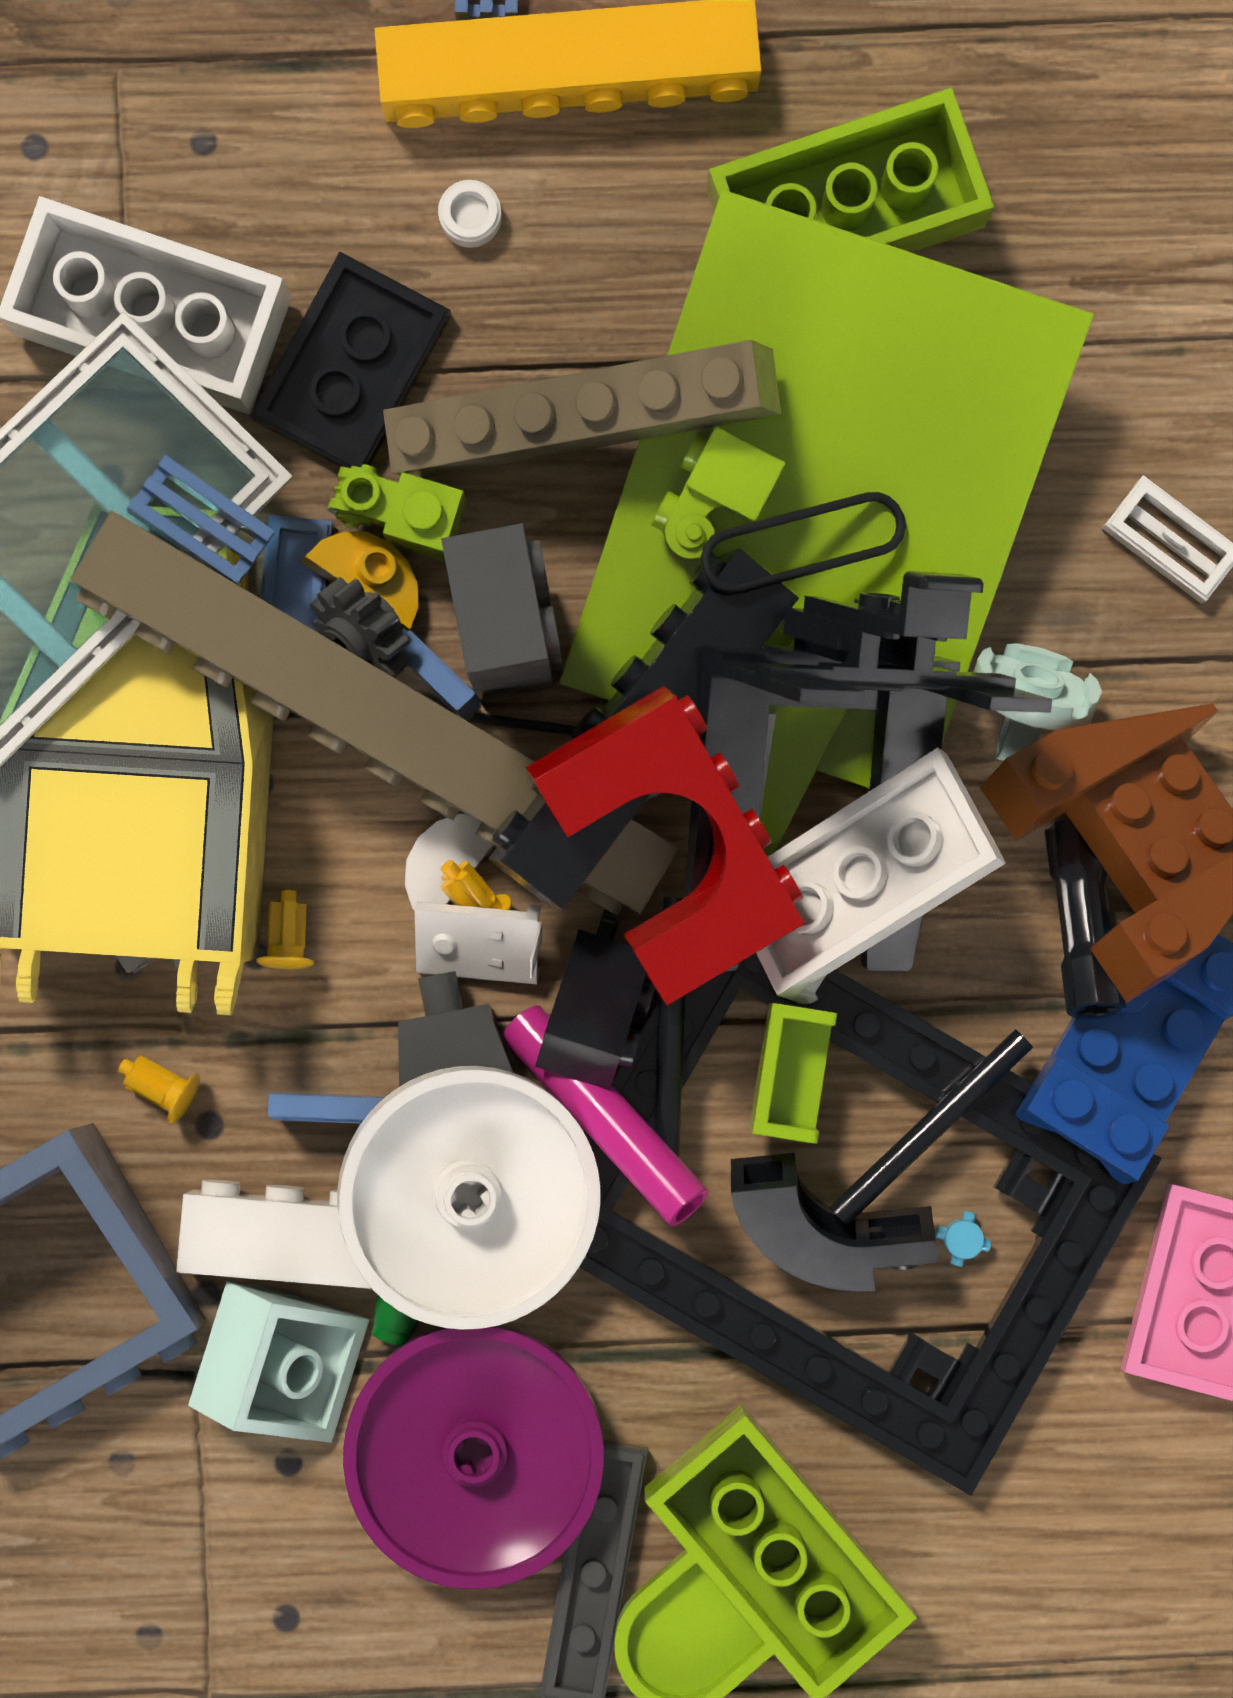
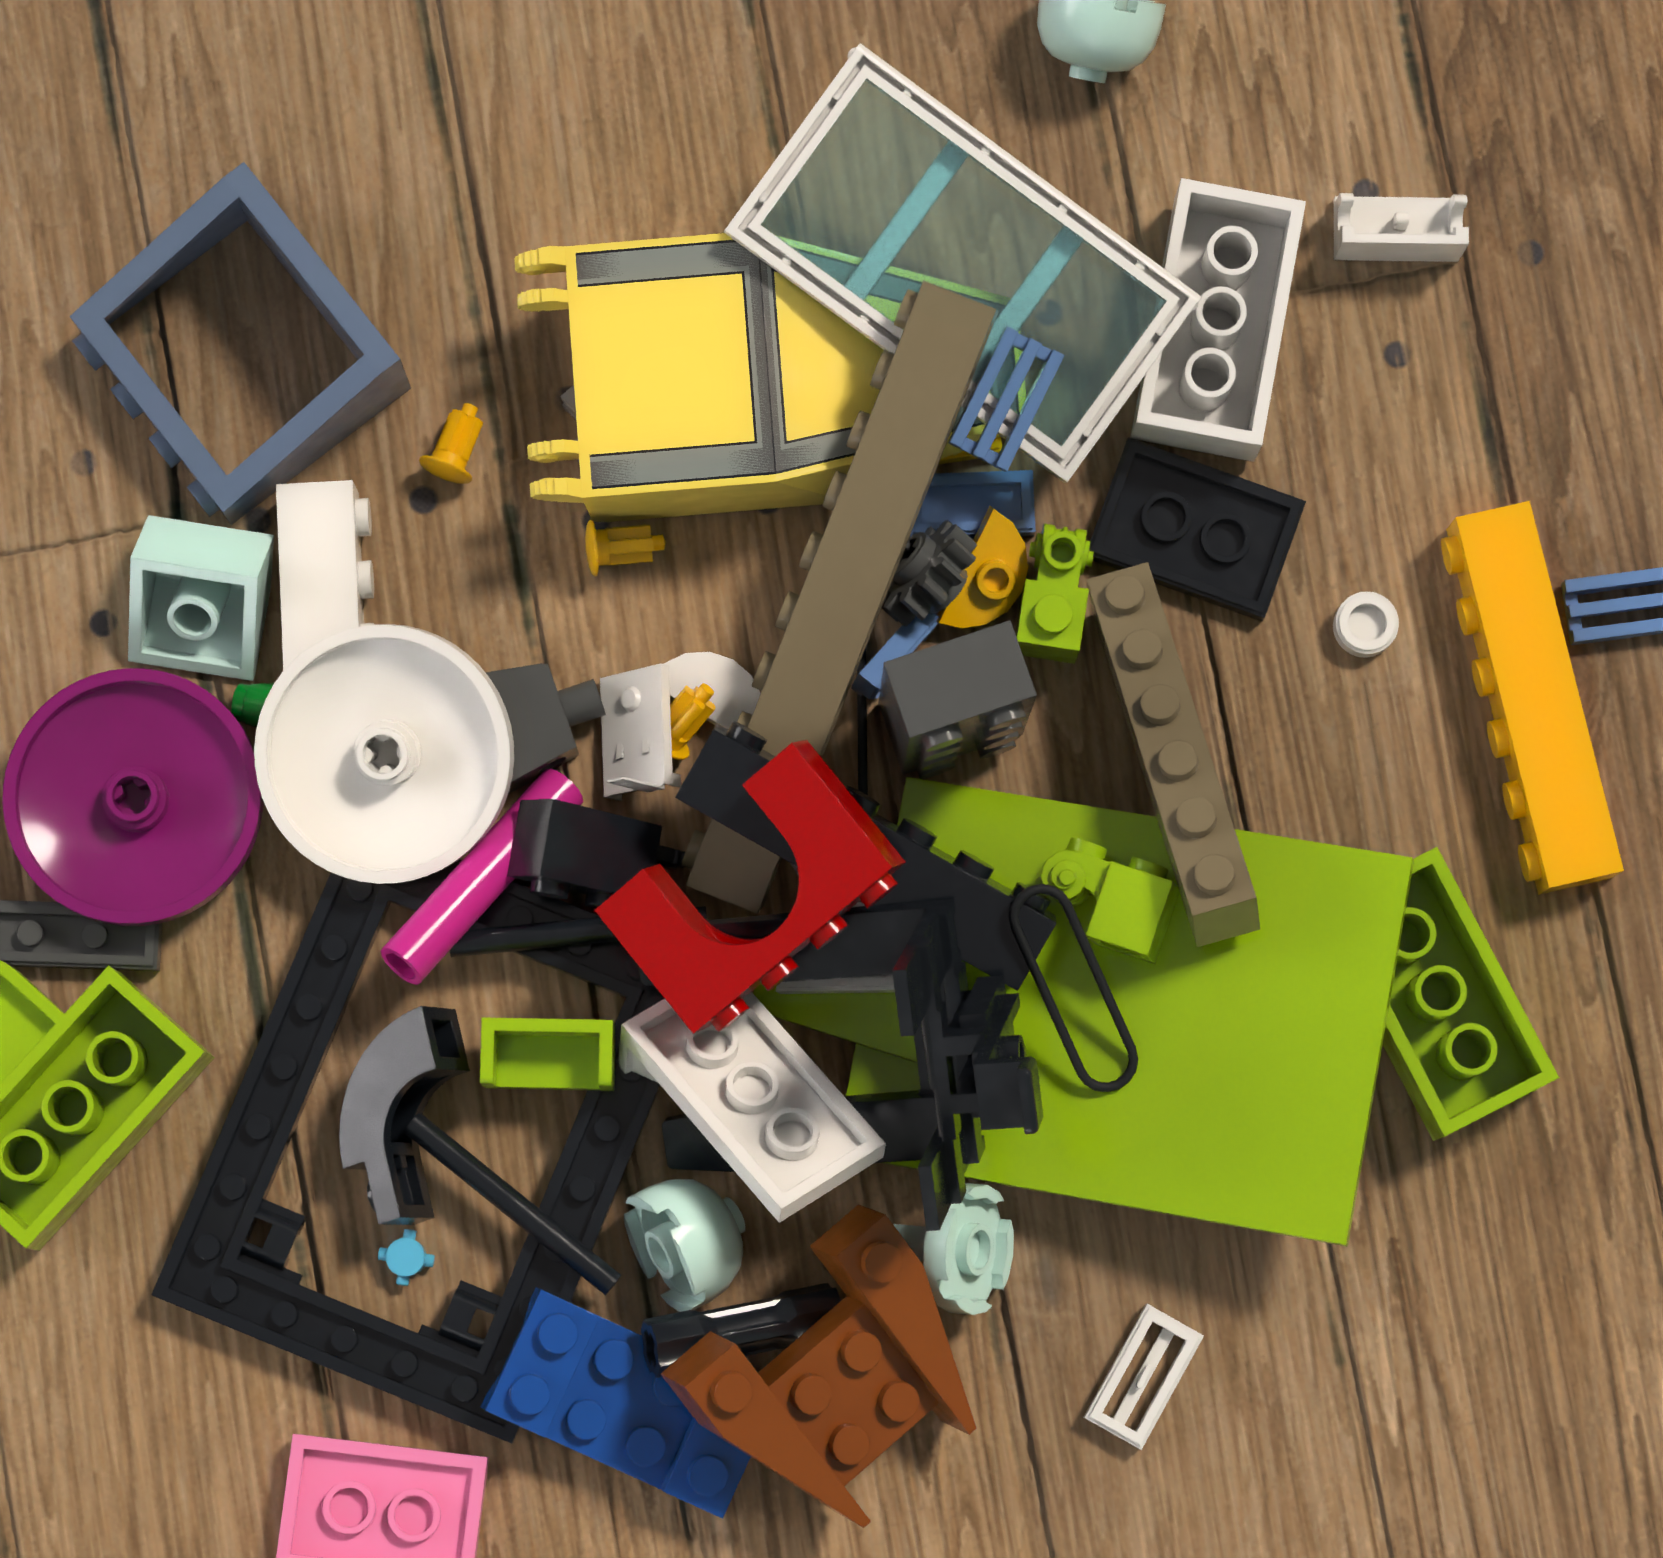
camera: 80 degrees right, 5 degrees down
(77, 116) = (1399, 228): none -> white hinge
(321, 1107) = (454, 599): medium blue tile -> none
(987, 959) = (688, 1238): none -> light aqua cylinder

